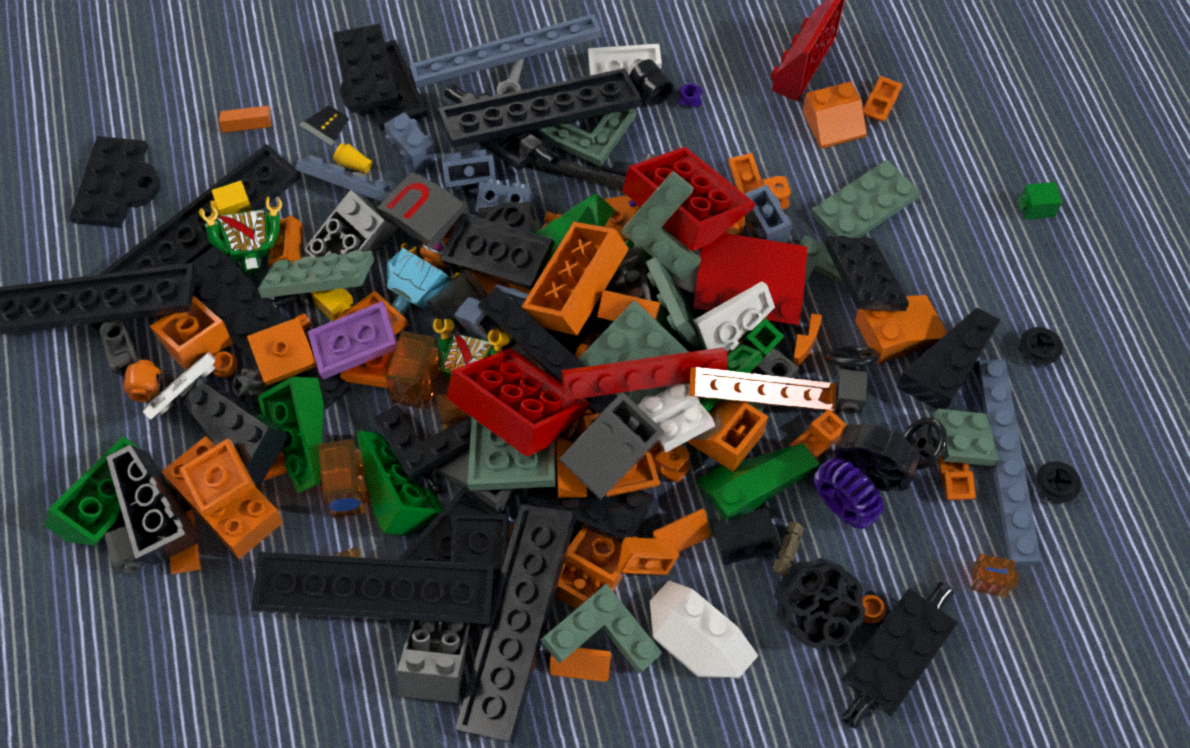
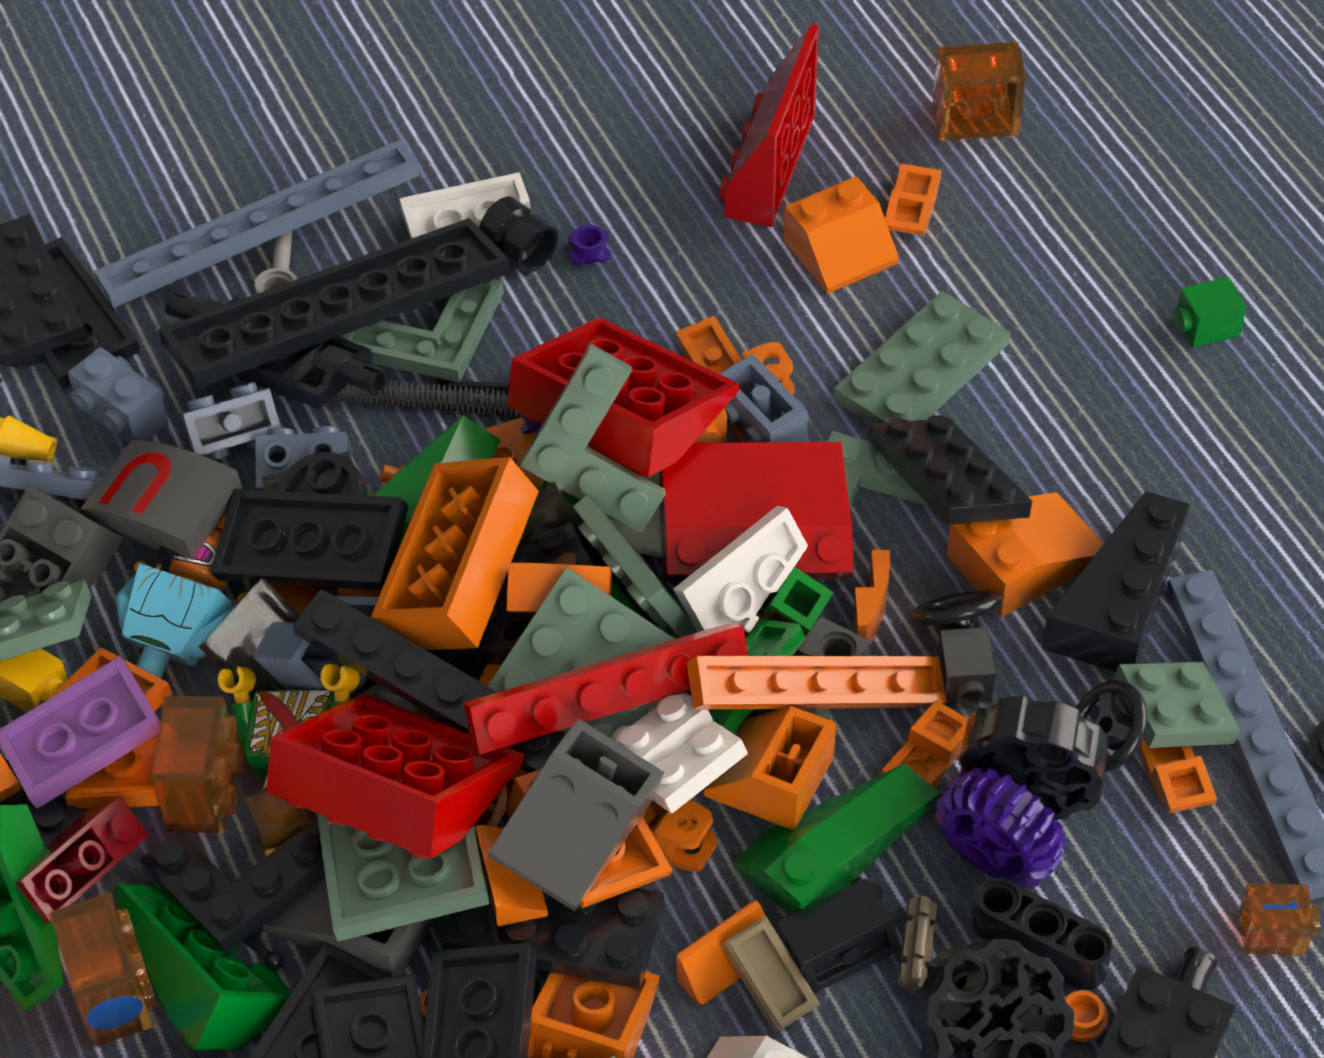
camera: 10 degrees left, 10 degrees down
(341, 412) = (81, 856): none -> dark red slope
(647, 556) = (674, 999): orange slope -> none
(702, 551) = (770, 974): none -> dark tan tile
(855, 544) = (1030, 912): none -> black beam
(935, 38) = (978, 91): none -> clear orange brick
(1047, 339) = (1272, 526): black gear -> none

